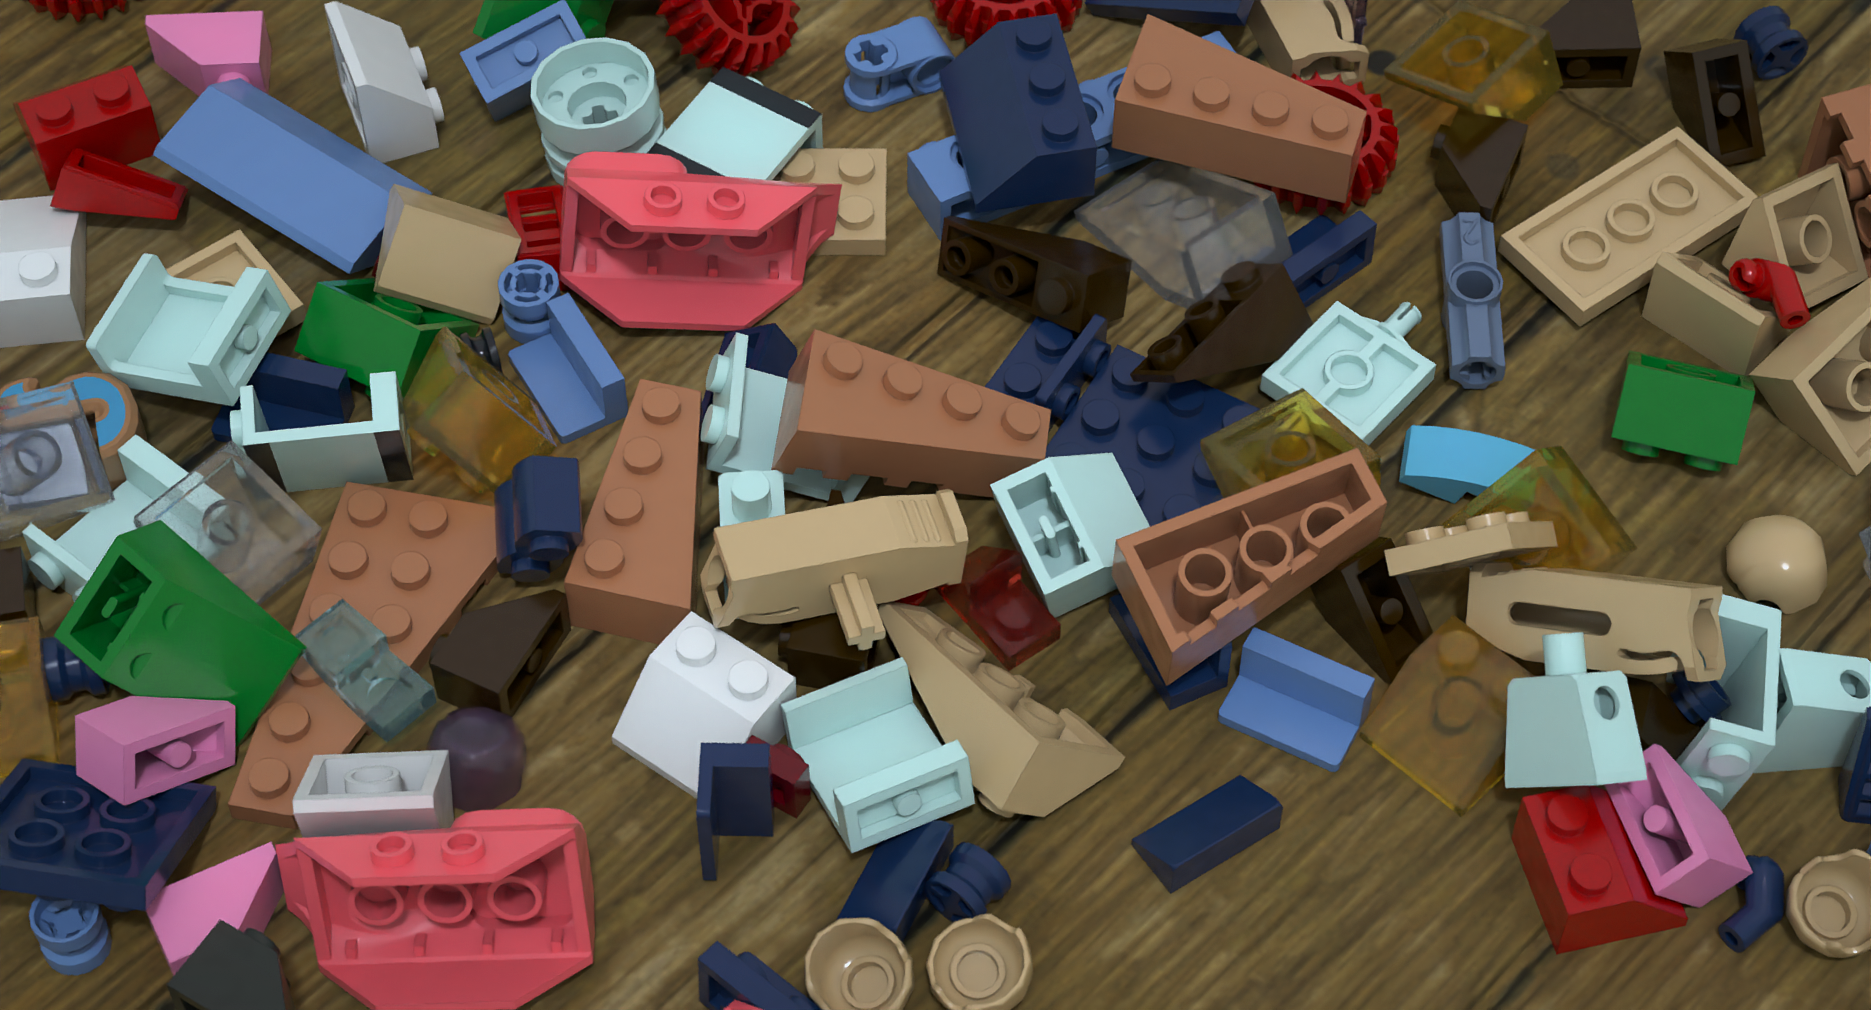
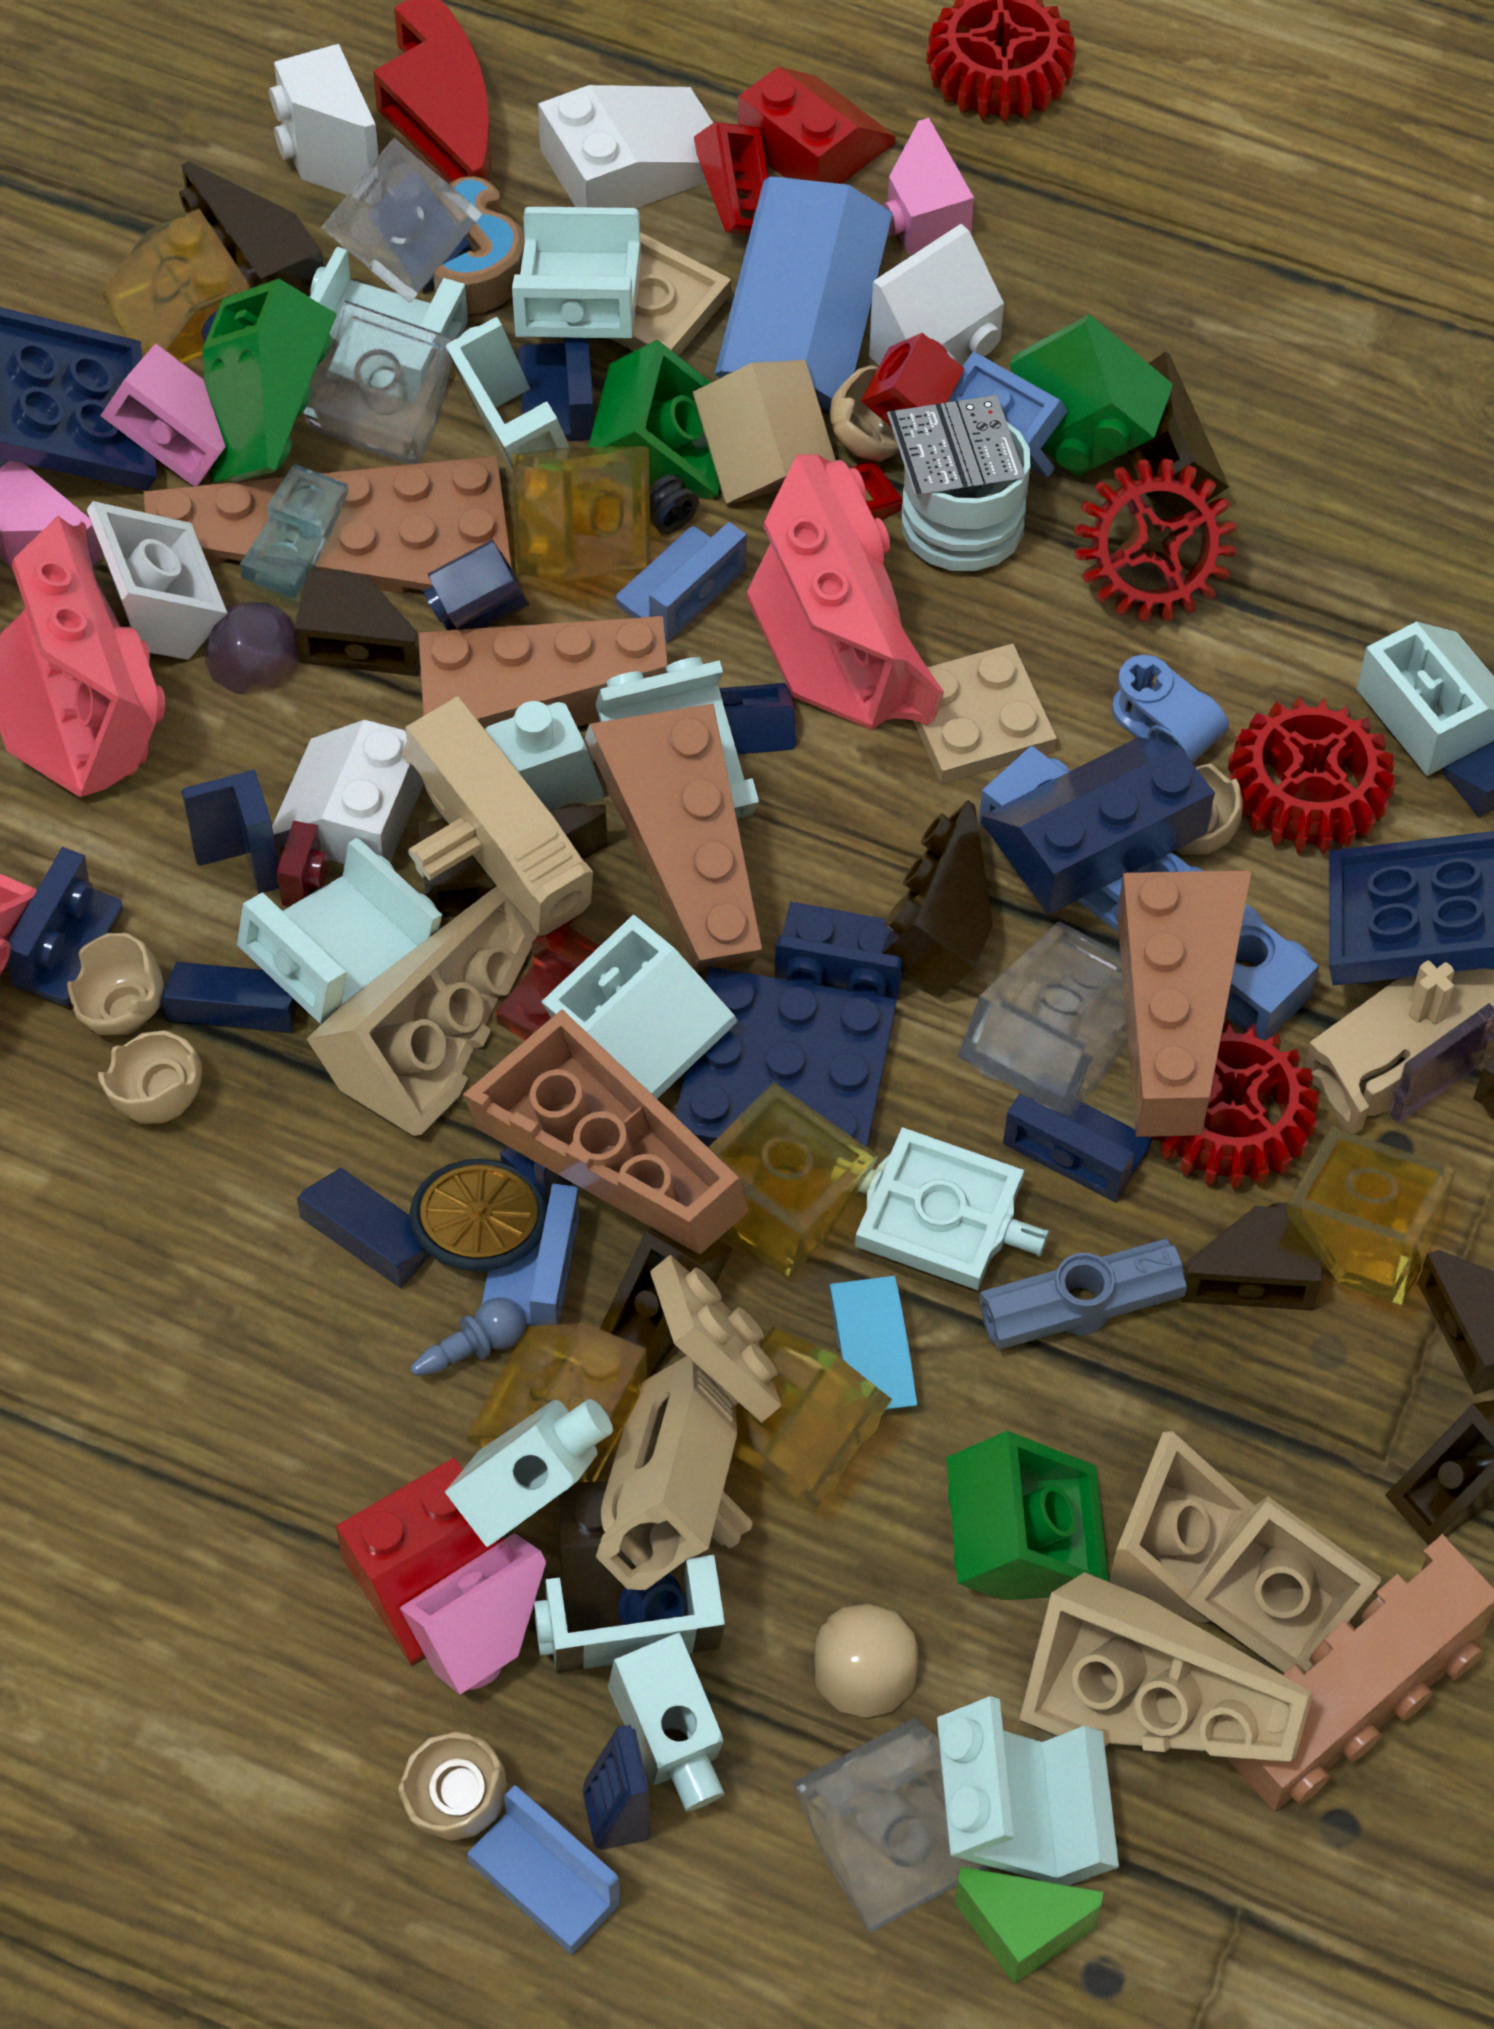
camera: 70 degrees right, 5 degrees up
(461, 170) = (856, 424): none -> tan hair
(468, 111) = (912, 376): none -> red brick
(523, 294) = (746, 505): medium blue wheel -> none
(575, 87) = (956, 445): none -> light grey sticker
(740, 129) = (994, 607): light aqua panel -> none
(967, 883) = (237, 1045): dark blue wheel -> none
(1233, 732) = (478, 1215): none -> pearl gold wheel
(1239, 325) = (932, 1082): dark brown slope -> none
(1356, 753) = (496, 1326): none -> sand blue bar
(1612, 229) = (1257, 1421): tan plate -> none
(1762, 906) = (466, 1713): dark blue arm -> none
(1772, 284) = (1194, 1559): red arm -> none

